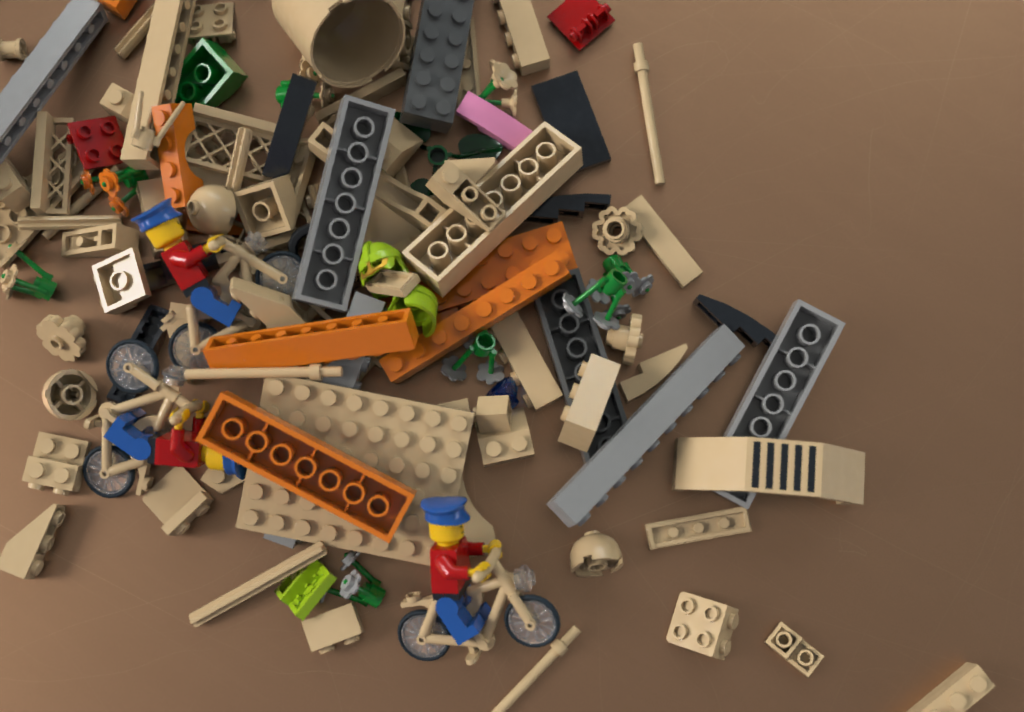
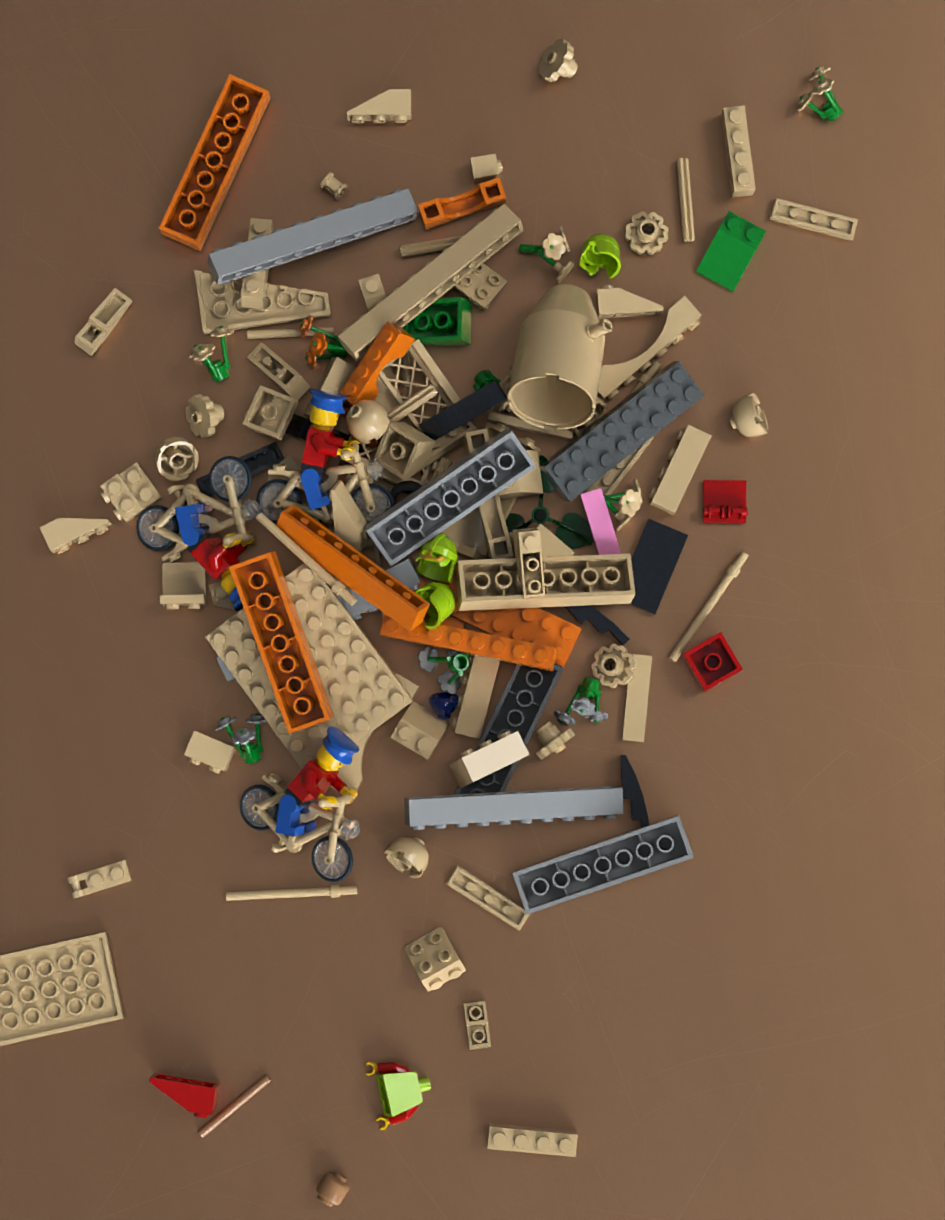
camera: 40 degrees right, 5 degrees up
(43, 166) = (288, 289): tan fence -> none
(66, 222) = (271, 342): tan axle -> none
(97, 141) = (335, 305): red hinge -> none
(143, 136) = (365, 340): tan plant -> none
(258, 584) = (188, 683): tan axle -> none
(305, 588) = (215, 710): lime slope -> none
(392, 283) = (435, 576): tan tile -> none
(493, 414) = (425, 711): tan brick -> none
(600, 291) = (563, 696): plant -> none
(651, 373) = (549, 777): tan slope -> none
(697, 152) = (712, 662): none -> red brick
(769, 467) = (564, 904): tan panel -> none

